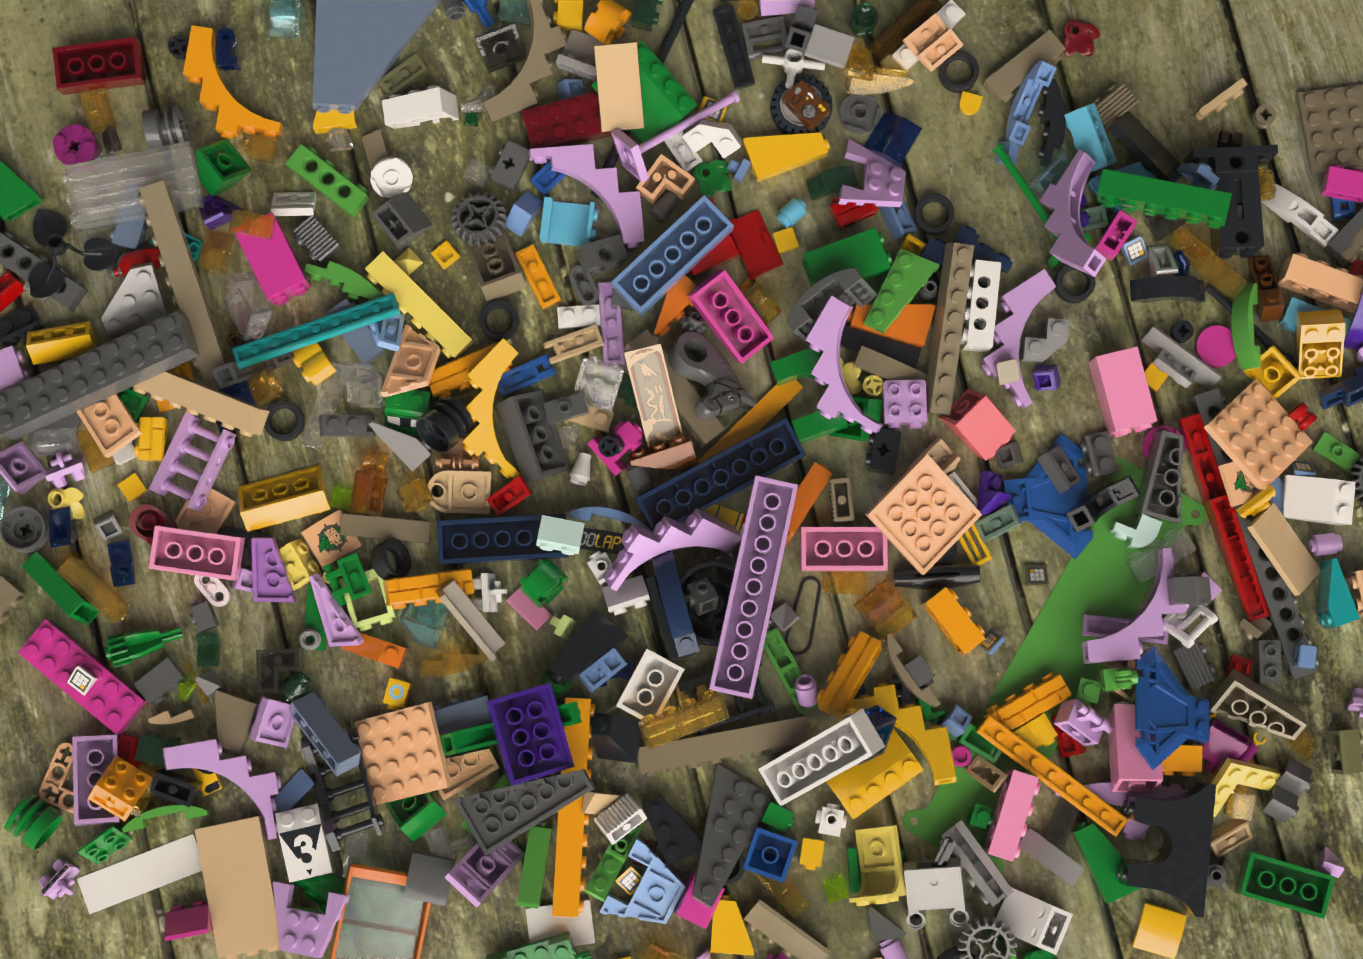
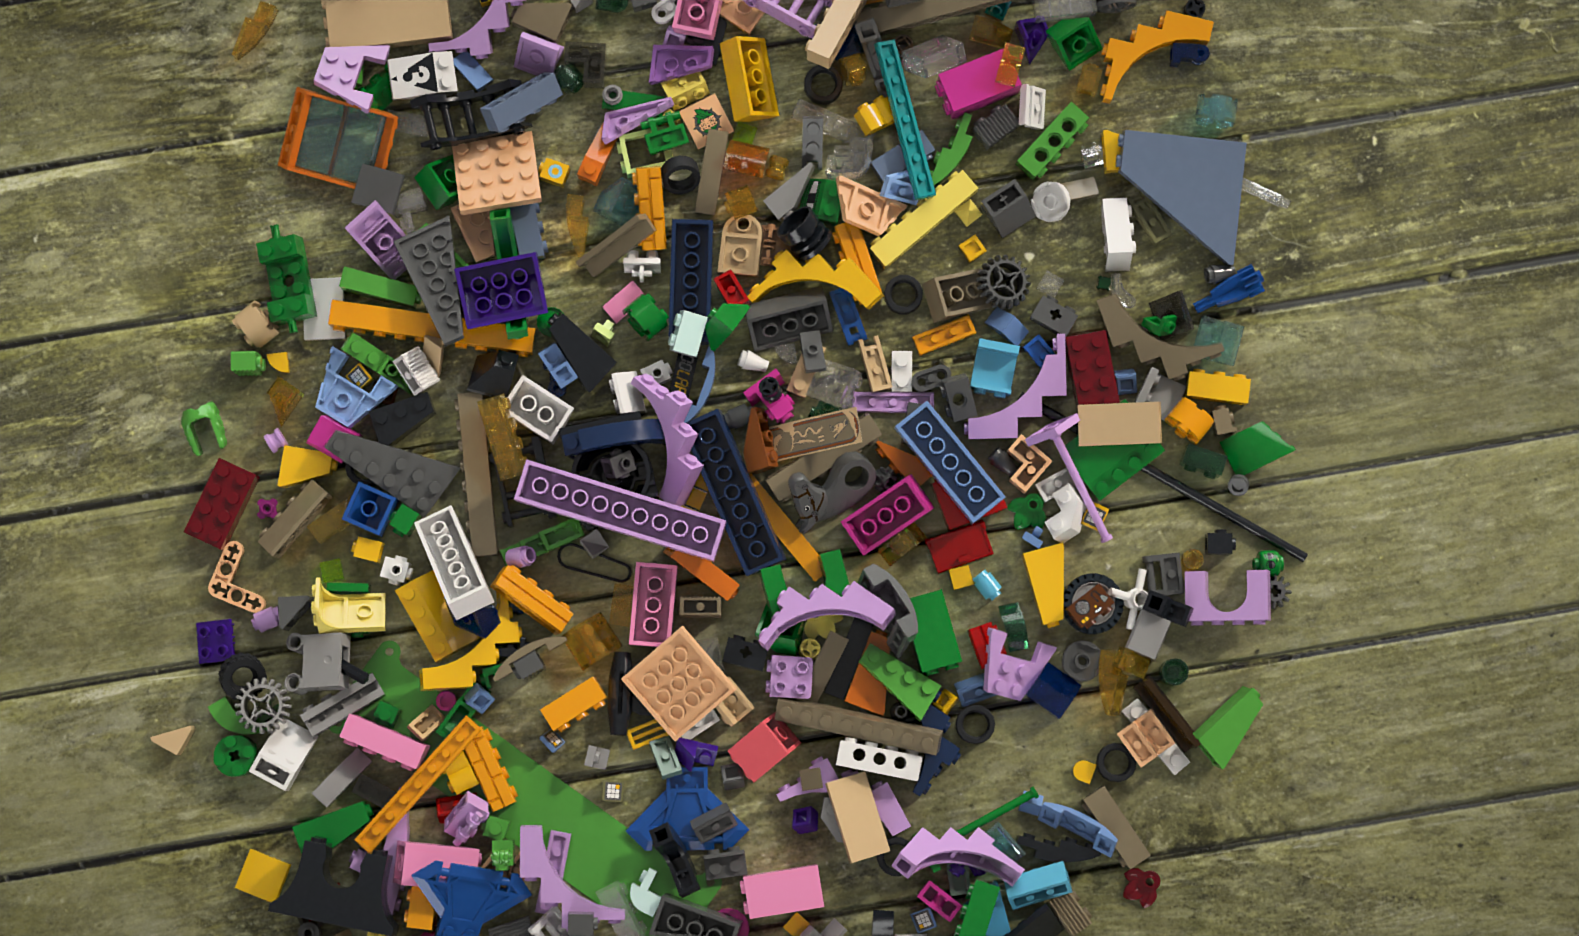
camera: 95 degrees right, 0 degrees up
(513, 58) = (1160, 327): none -> green bracket
(545, 498) = (723, 322): none -> green slope
(733, 47) = (1157, 543): black plate -> none
(1004, 594) = (597, 757): none -> light grey bracket
(1042, 321) = (857, 817): none -> tan tile

